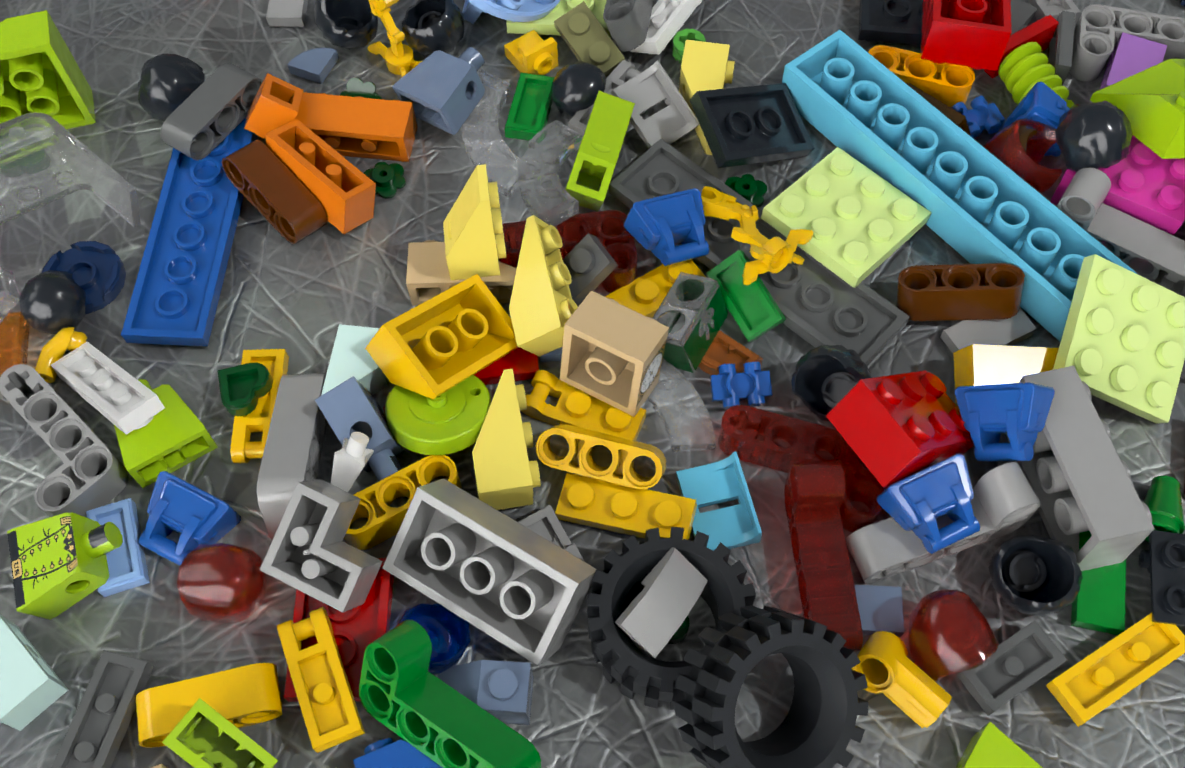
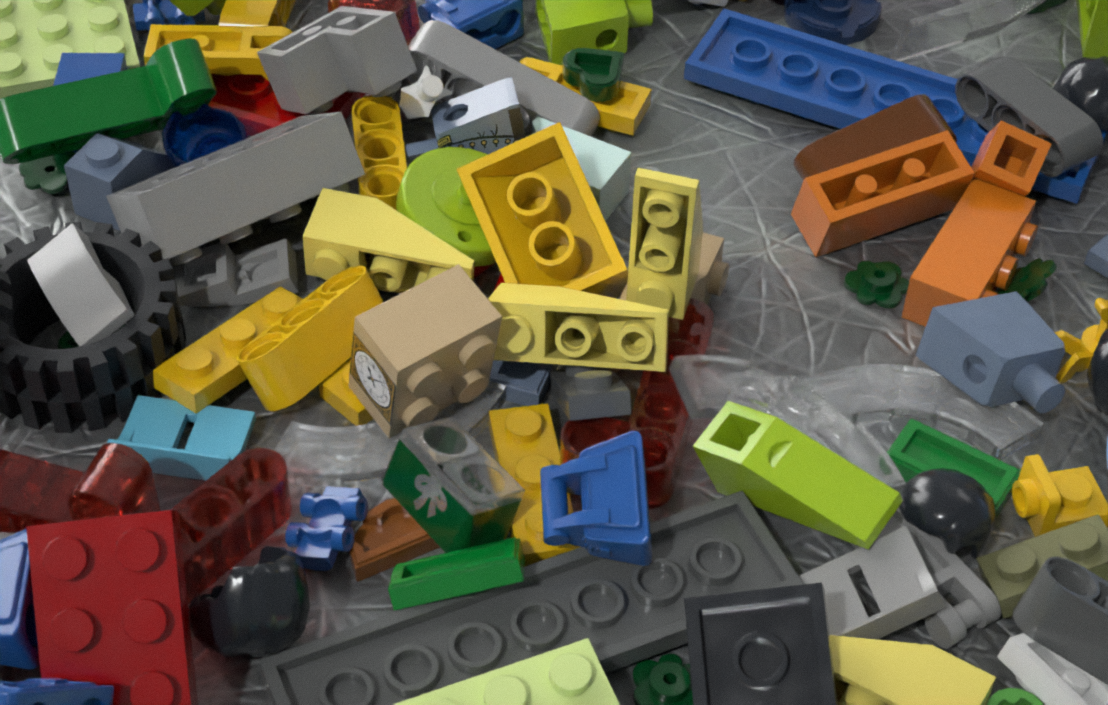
camera: 110 degrees right, 15 degrees down
(772, 254) = (484, 594): yellow piece -> none

